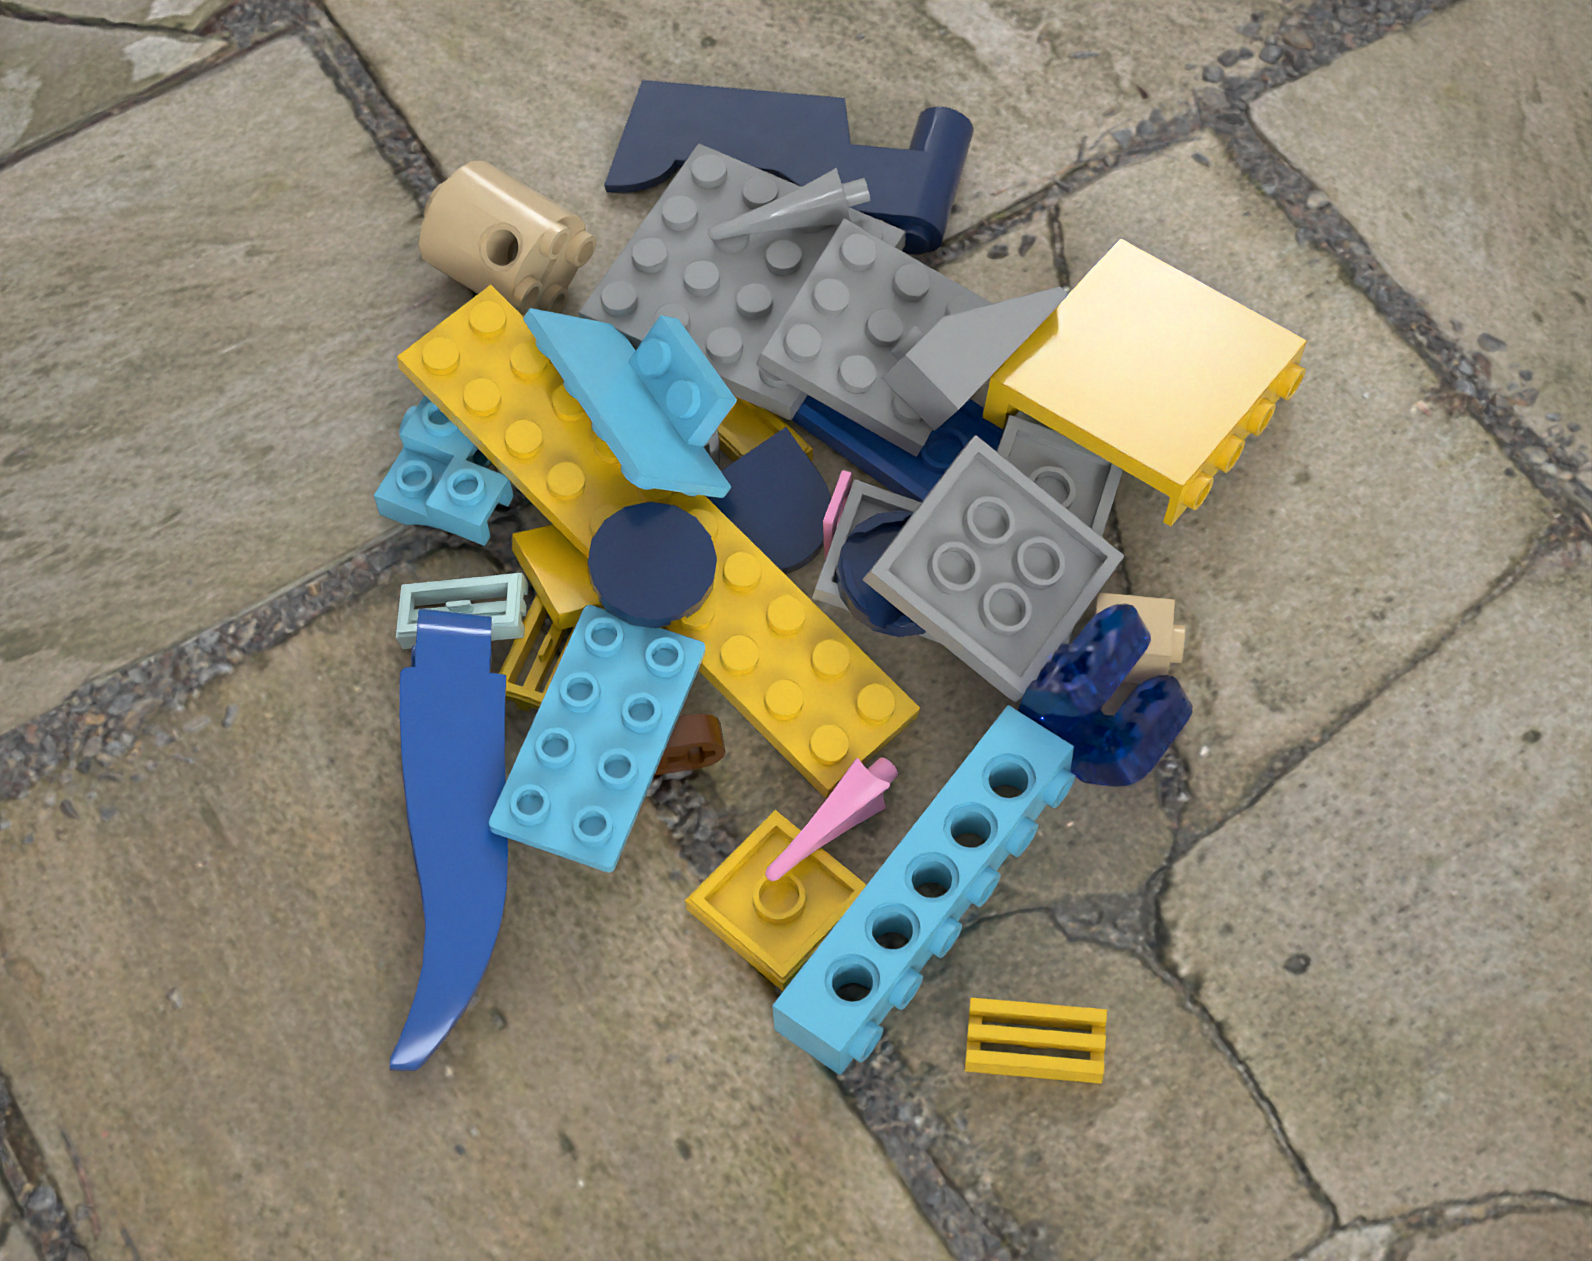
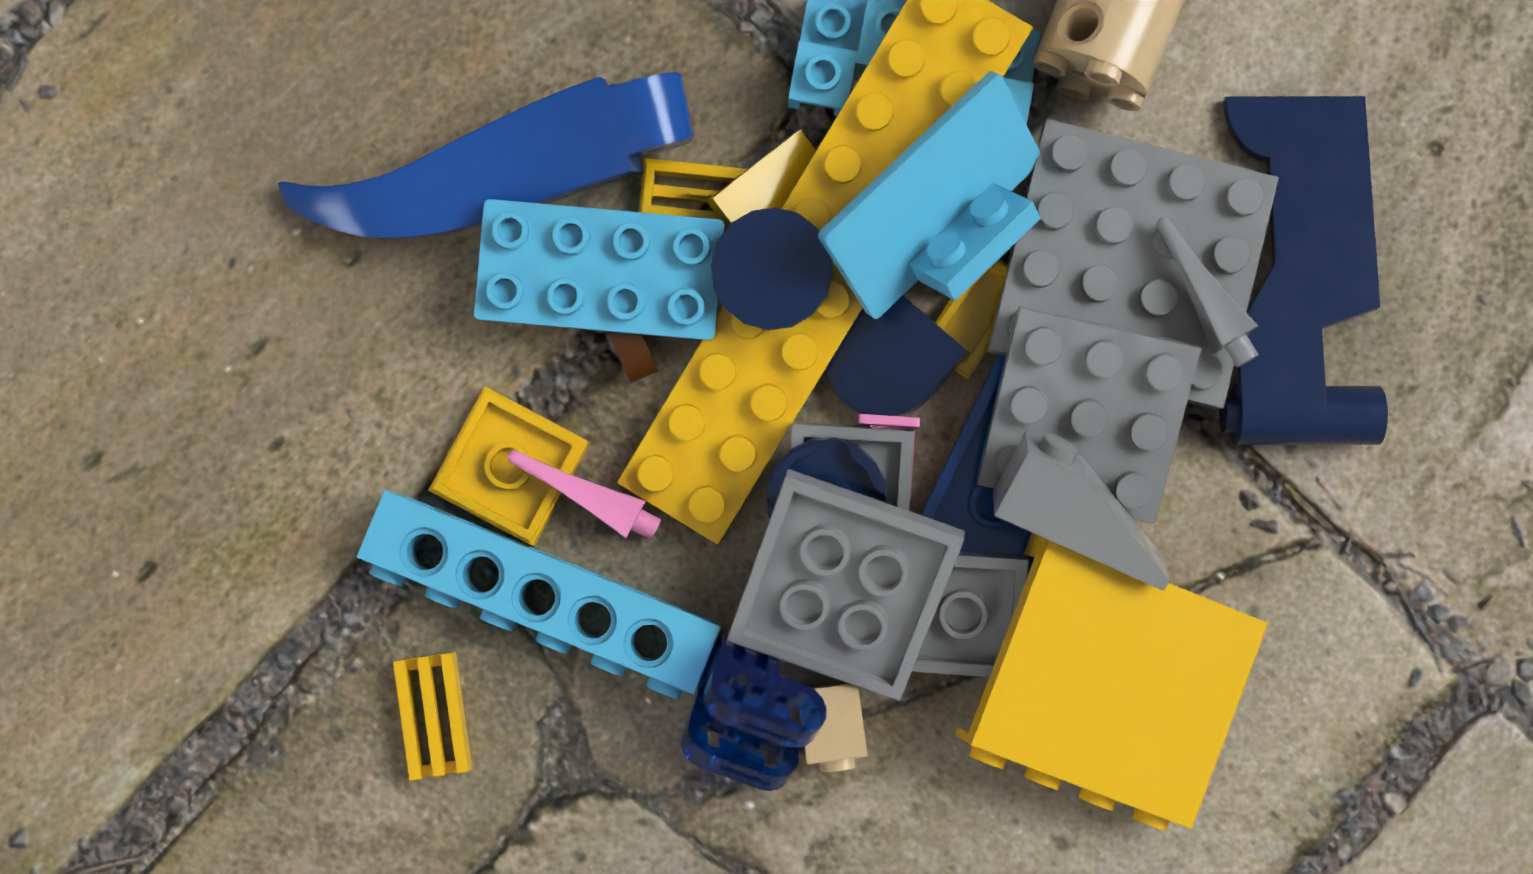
camera: 75 degrees right, 25 degrees up
(457, 596) = (726, 151): light aqua tile -> none

